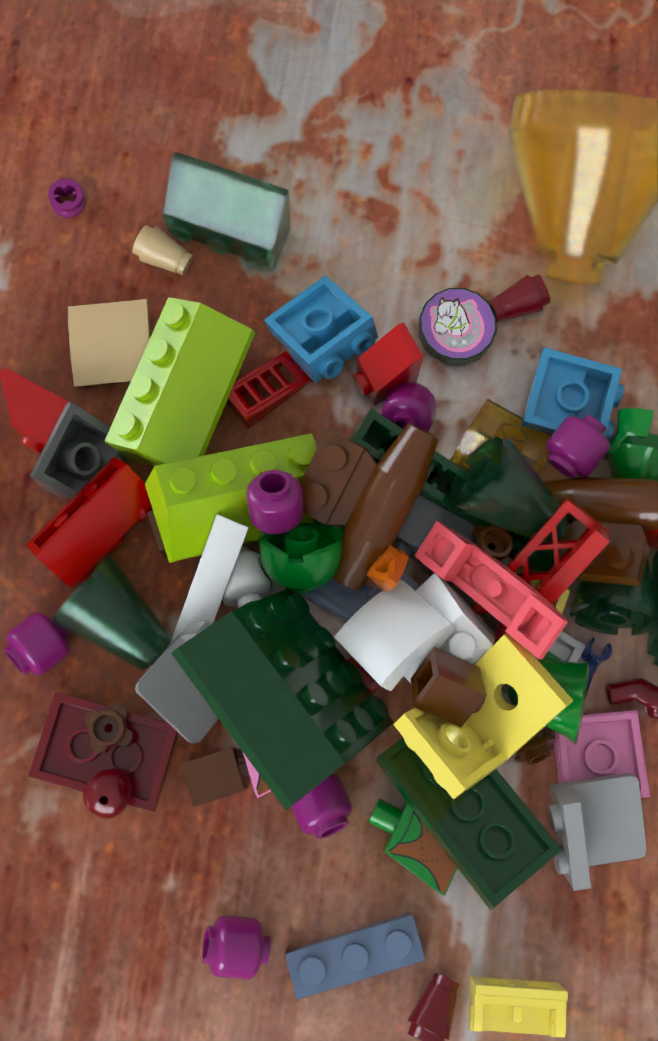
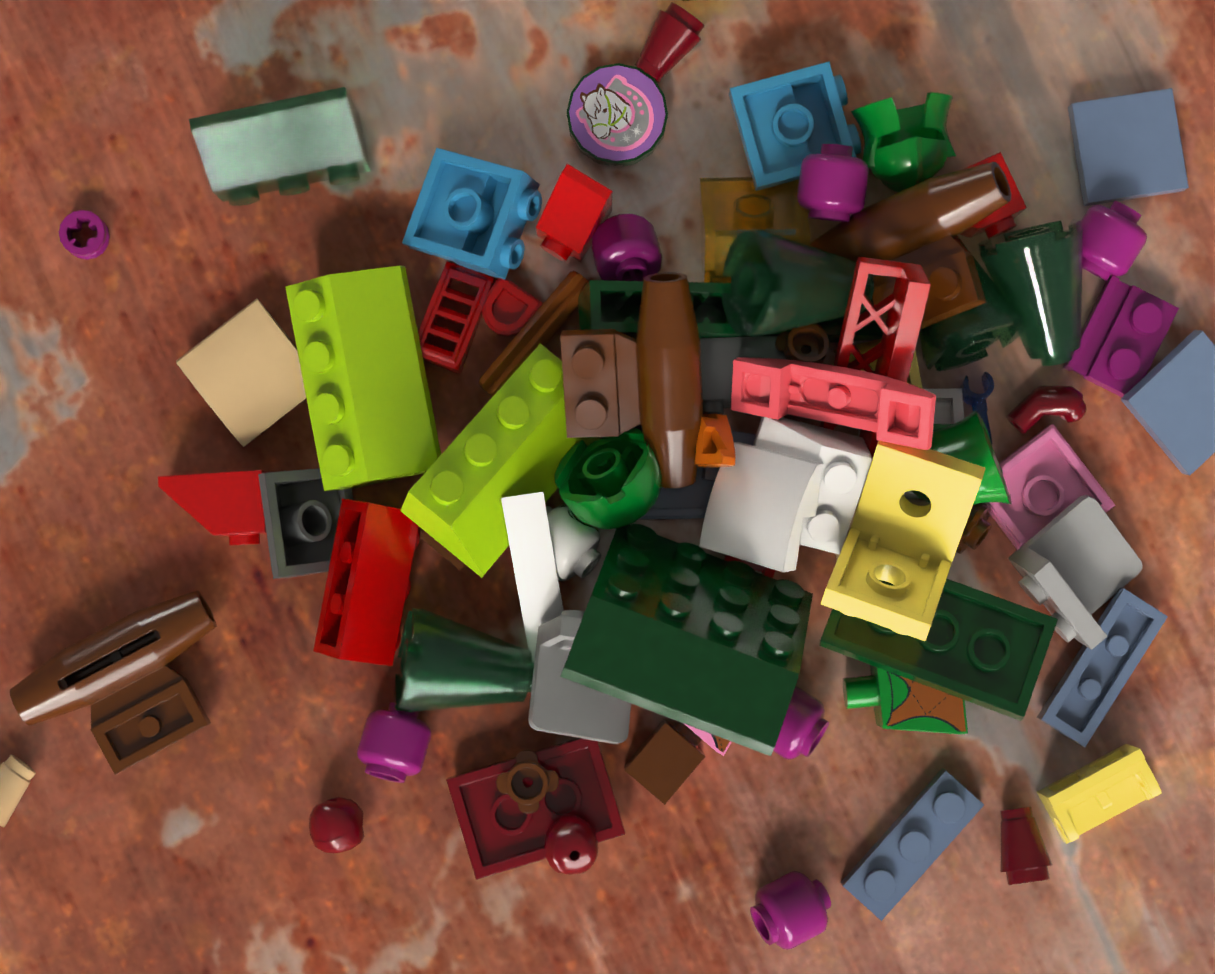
camera: 30 degrees left, 10 degrees up
(160, 250) = (235, 232): tan cone -> none
(275, 502) = (554, 447): magenta head -> none
(307, 405) = (508, 308): none -> red tile
(341, 422) = (537, 330): none -> dark orange axle
(448, 687) = (851, 531): reddish brown brick -> none
(572, 913) = (1101, 673): none -> sand blue plate

